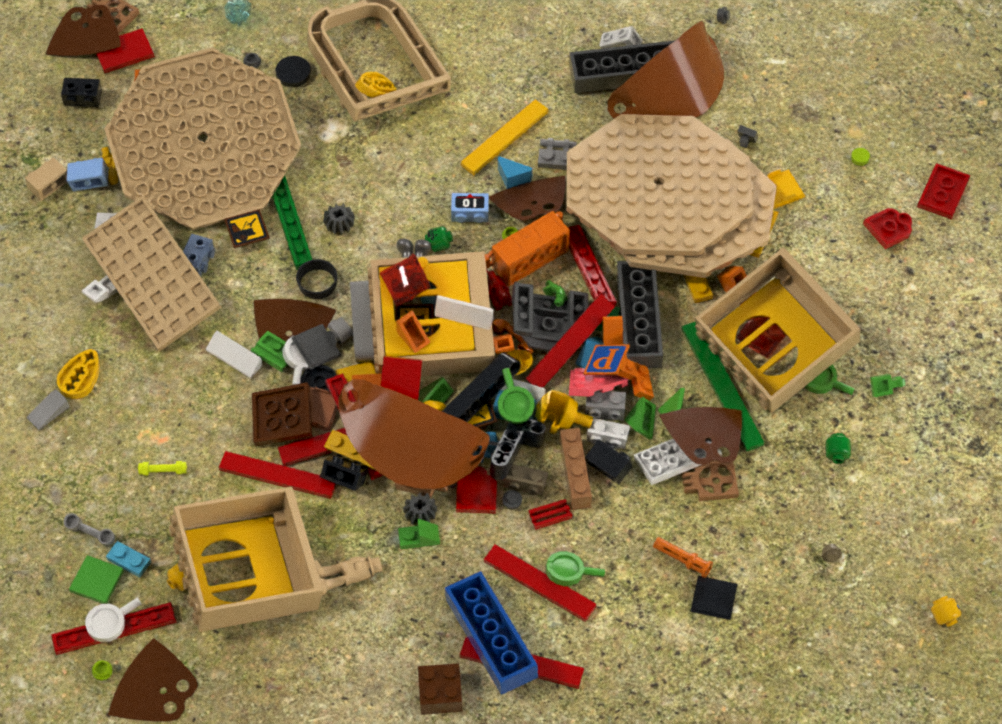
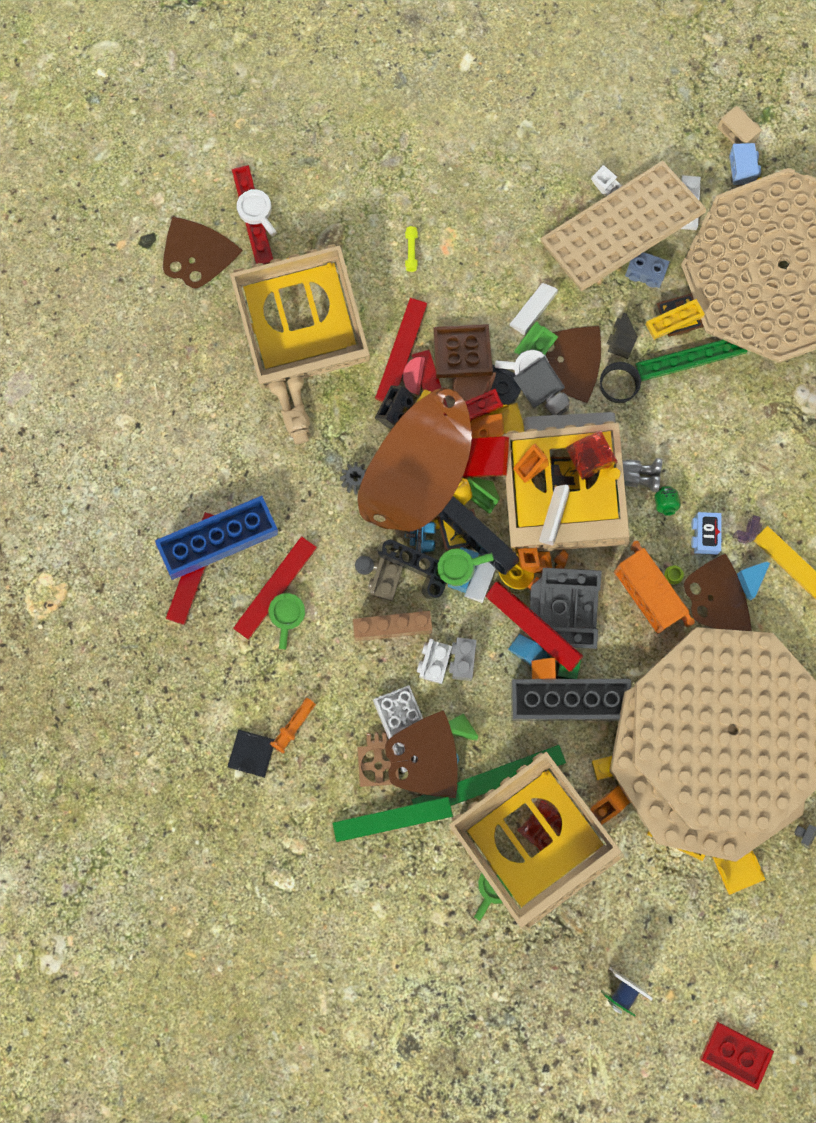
camera: 95 degrees right, 20 degrees up
(48, 409) = (478, 148): light grey slope -> none
(74, 523) = (358, 176): light grey bar -> none
(86, 381) = (508, 179): yellow piece -> none
(96, 580) = (300, 199): bright green tile -> none
(102, 670) = (212, 208): lime plate -> none
(128, 559) = (320, 225): medium azure plate -> none
(253, 229) = (675, 319): none -> yellow plate
(268, 275) = (624, 338): none -> clear smoke slope
(306, 460) = (413, 374): none -> coral tile
(338, 218) = (699, 402): dark grey gear -> none
(419, 536) = (330, 478): bright green slope -> none
(440, 689) = (169, 492): reddish brown brick -> none
(465, 173) = (752, 529): none -> bracket
(476, 493) = (369, 536): red plate -> none
(498, 291) = (604, 558): red piece -> none
(548, 511) = (343, 585): red tile -> none
(553, 289) = (596, 621): bright green piece -> none
(554, 158) = (775, 623): light grey plate -> none
(561, 411) = (455, 617): yellow piece -> none
(588, 264) = (629, 651): red tile -> none
(588, 384) = (487, 647): coral plate -> none
(607, 360) = (505, 660): piece -> none
(609, 461) = (398, 658): black brick -> none
(640, 379) = (498, 694): orange plate -> none
(642, 417) = (450, 696): bright green slope -> none
(768, 463) = (392, 819): none -> green tile
(831, 553) = (288, 874): dark tan plate -> none
(838, 448) = (405, 894): green head -> none
(860, 156) = (782, 963): lime tile -> none
(884, 384) = (481, 954): bright green plate -> none
(889, 227) = (685, 985): red plate -> none
(906, 260) = (625, 994): none -> piece
(946, 611) = (216, 983): yellow head -> none

